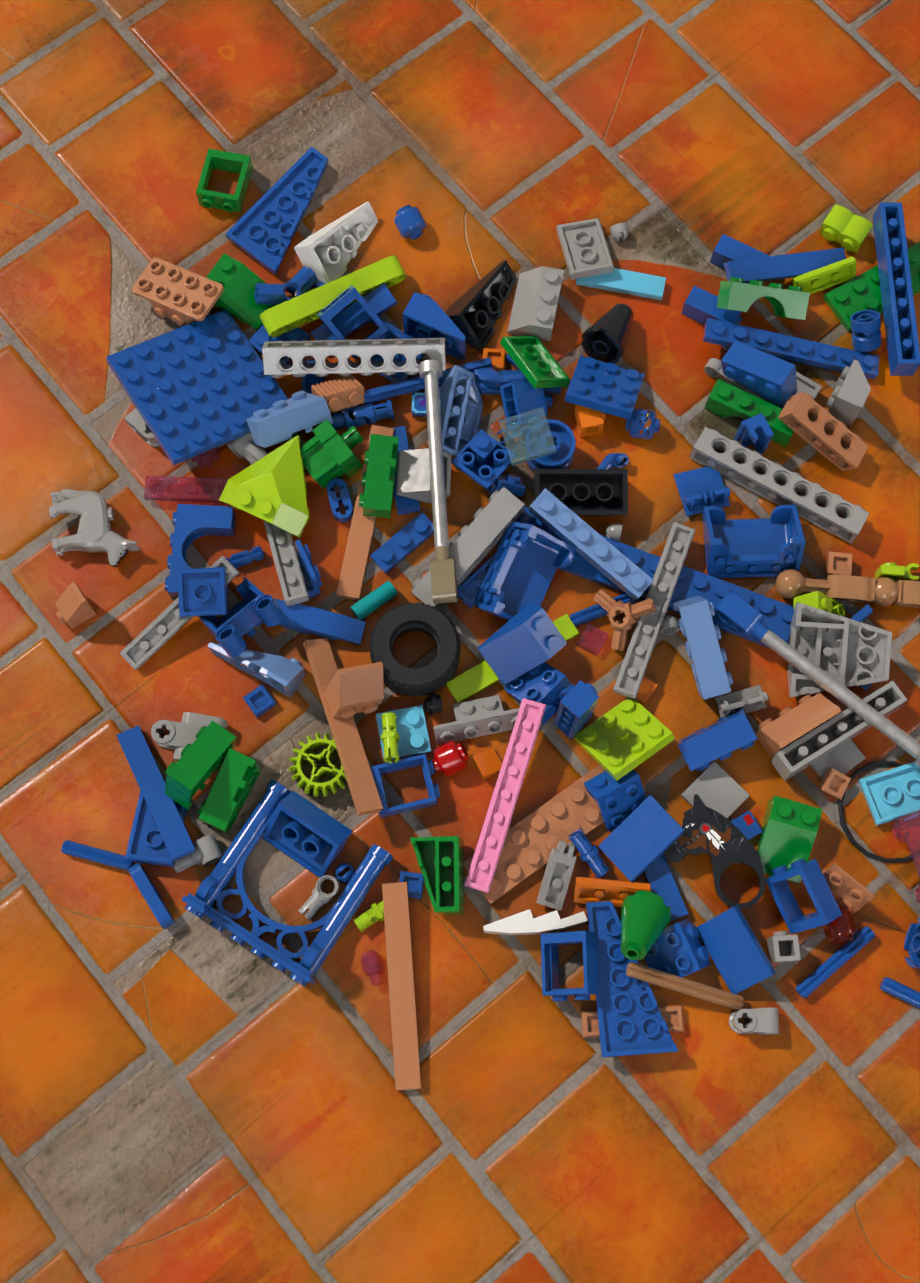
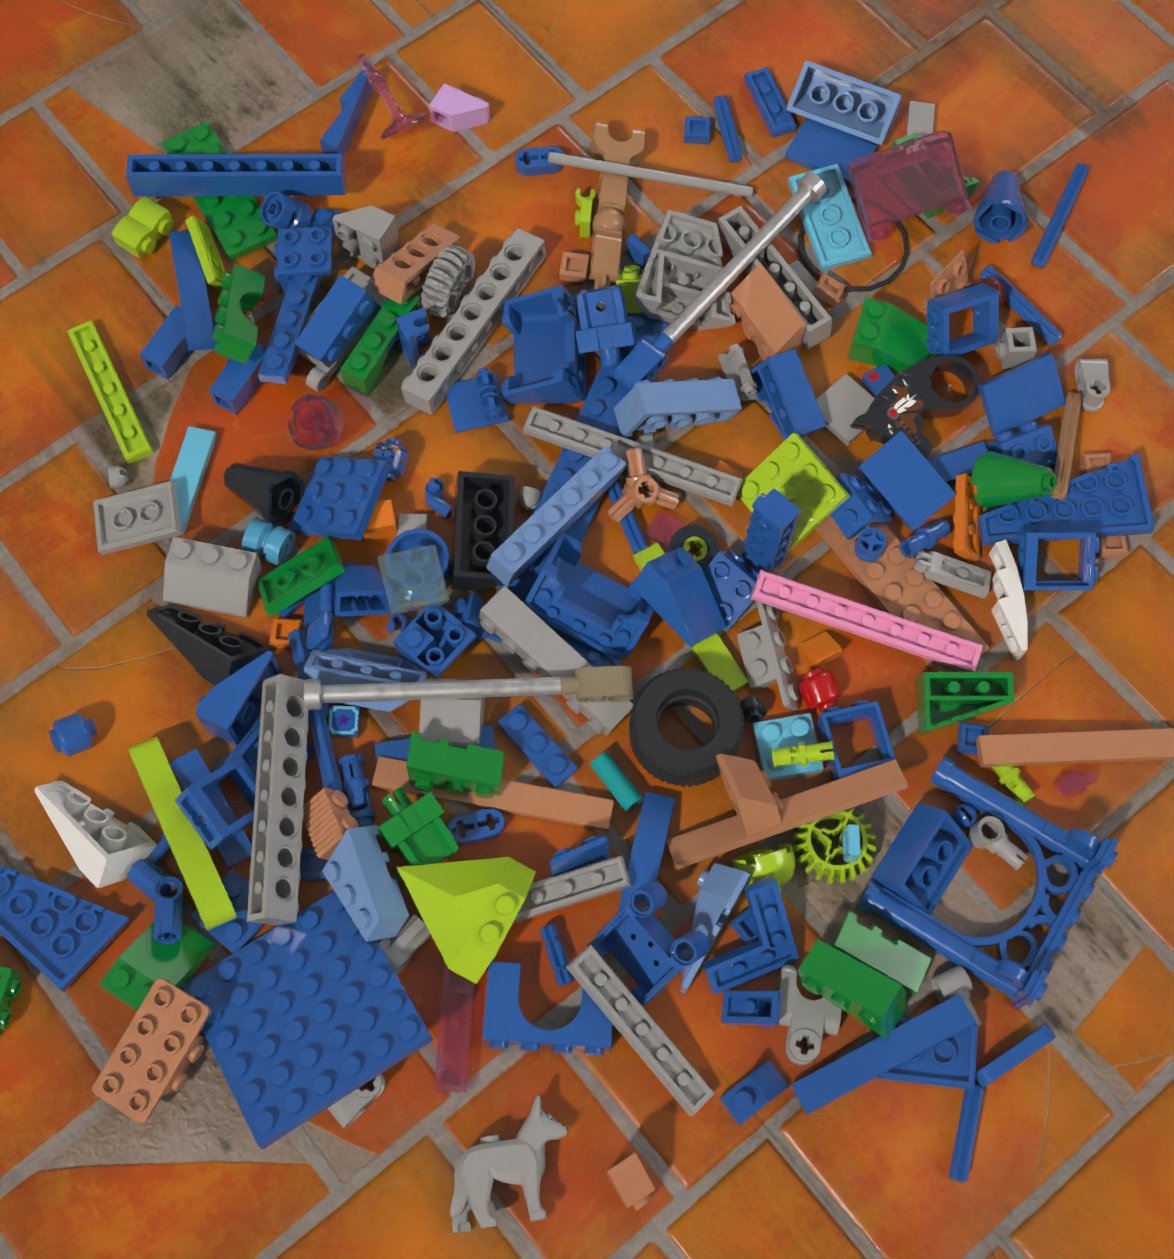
camera: 90 degrees left, 5 degrees down
(135, 700) = (753, 1092): none -> blue slope
(193, 695) = (751, 1008): none -> blue slope
(202, 592) = (617, 992): blue tile -> none
(242, 712) = (768, 953): none -> blue plate
(301, 708) = (767, 863): none -> lime cylinder
(313, 769) = (851, 843): none -> medium azure tile
(566, 339) = (266, 540): none -> dark azure wheel
(579, 797) = (876, 543): none -> blue wheel
(585, 446) = (412, 521): none -> light grey tile
(585, 660) = (699, 537): none -> black bush
(669, 366) = (316, 422): none -> clear pink cylinder
(695, 221) = (110, 392): none -> lime tile
(771, 579) = (606, 327): none -> blue piece
(809, 457) = (448, 281): none -> light grey gear
(827, 345) = (302, 253): none -> blue bracket

